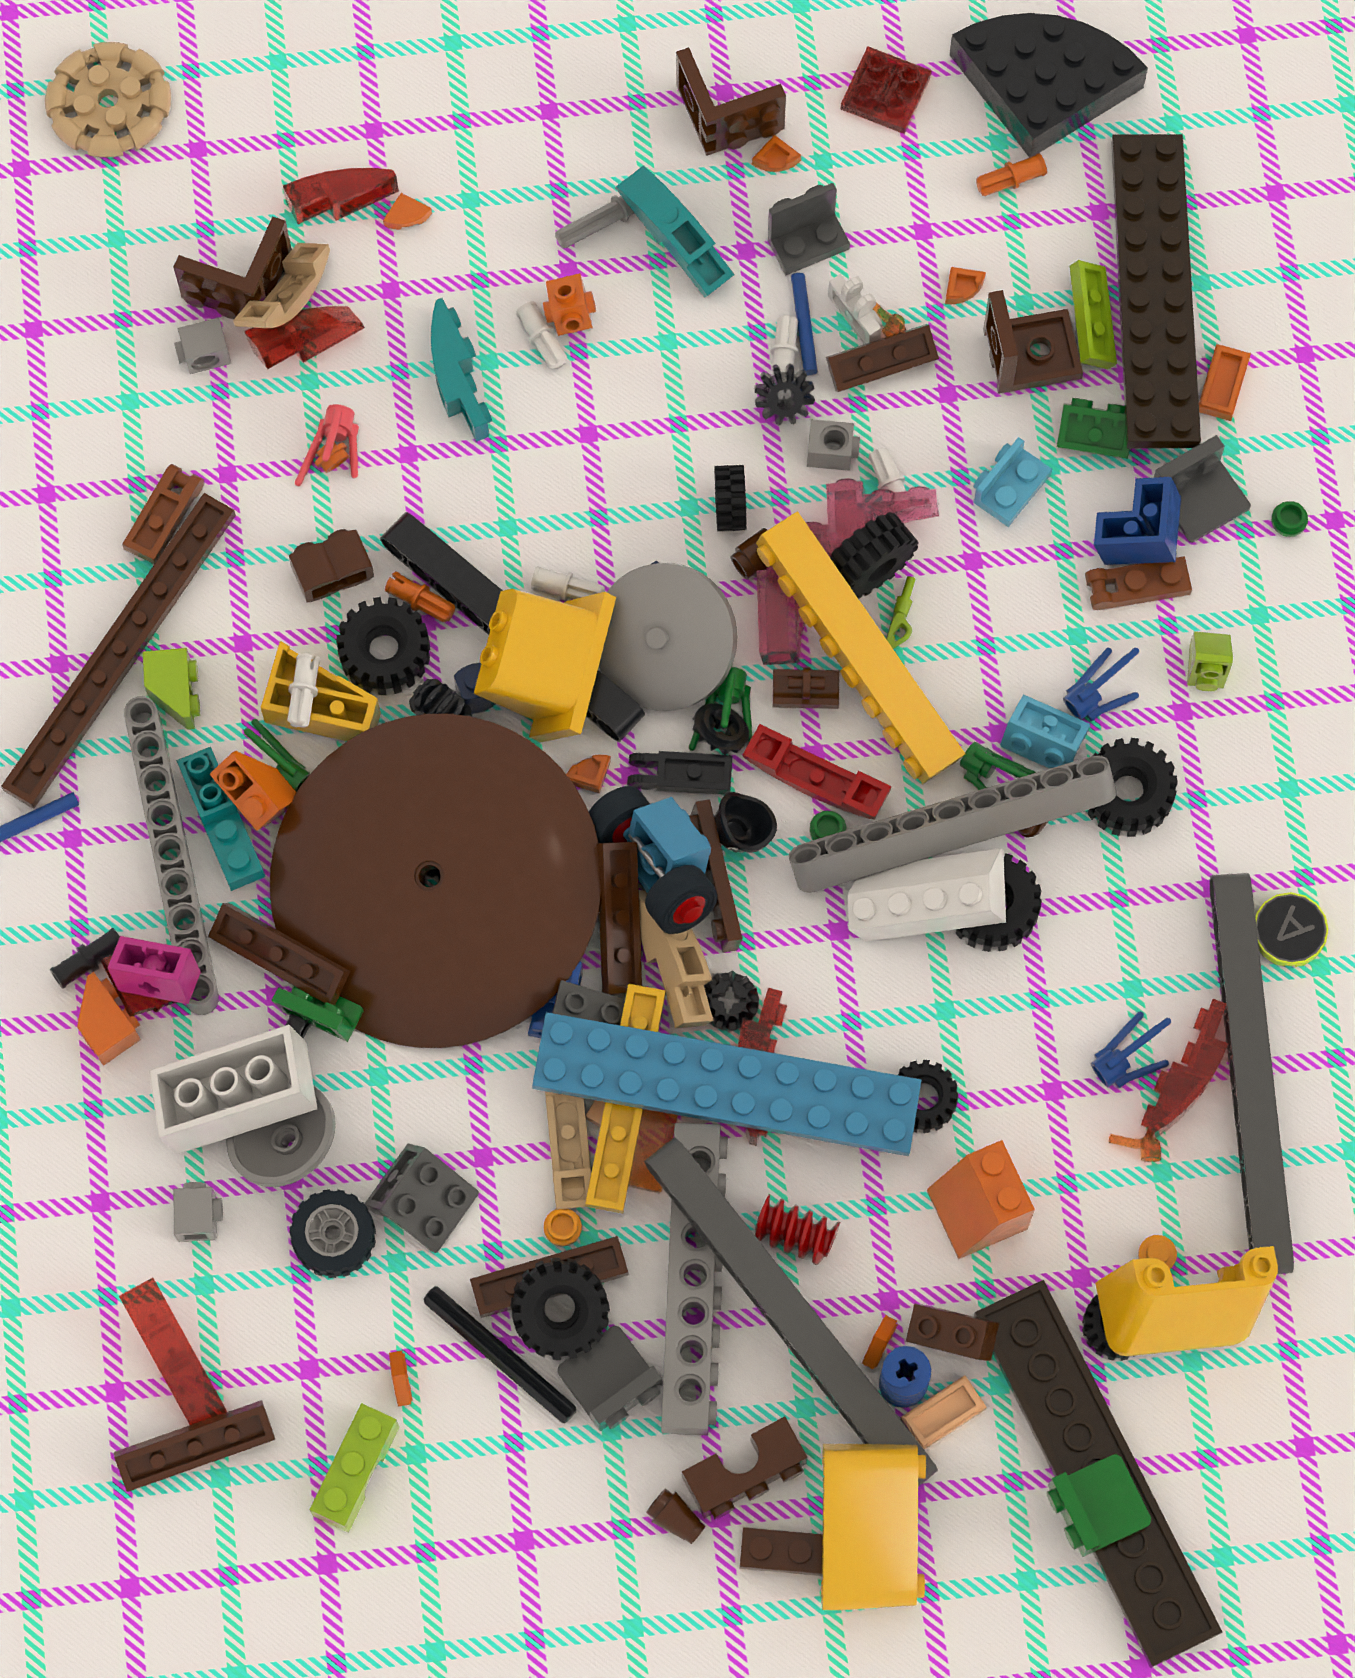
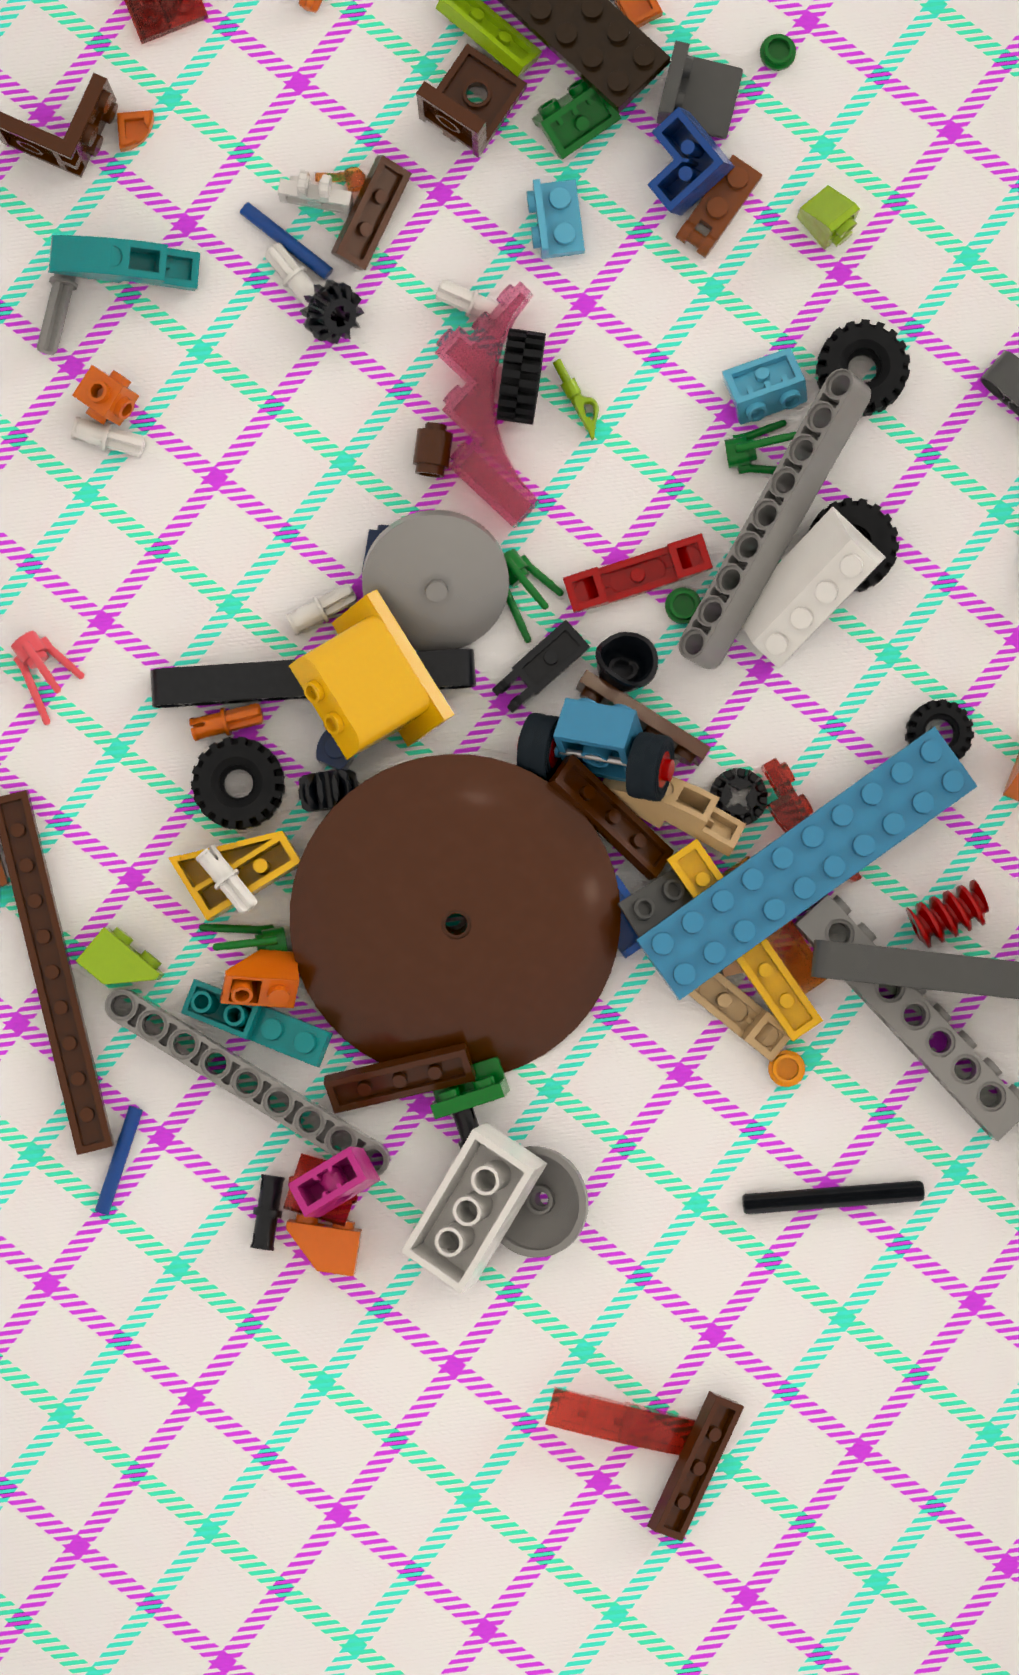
camera: 45 degrees left, 15 degrees up
(196, 1212) = (530, 1310): light grey brick -> none
(331, 565) = (137, 761): reddish brown brick -> none
(332, 1211) = (653, 1245): black wheel -> none
(336, 458) = (58, 673): orange plate -> none
(353, 1466) = (819, 1373): lime arch -> none
(400, 1378) = (783, 1280): orange tile -> none
(422, 1196) = (670, 1145): dark grey bracket -> none
(452, 369) = (62, 522): teal slope -> none
(495, 1289) = (813, 1112): reddish brown plate -> none
(568, 1336) = (870, 1138): black tyre -> none
(590, 772) = (476, 729): orange tile -> none
(610, 1379) = (926, 1140): dark grey bracket -> none
(710, 717) = (523, 605): black gear -> none
(730, 498) = (374, 429): black tyre -> none
(806, 229) = (219, 168): dark grey bracket -> none
(806, 688) = (569, 519): reddish brown hips -> none
(826, 431) = (397, 331): light grey brick -> none
(859, 648) = (581, 454): yellow brick -> none
(963, 285) = (370, 97): orange tile -> none
(1083, 699) = (768, 334): blue plant -> none

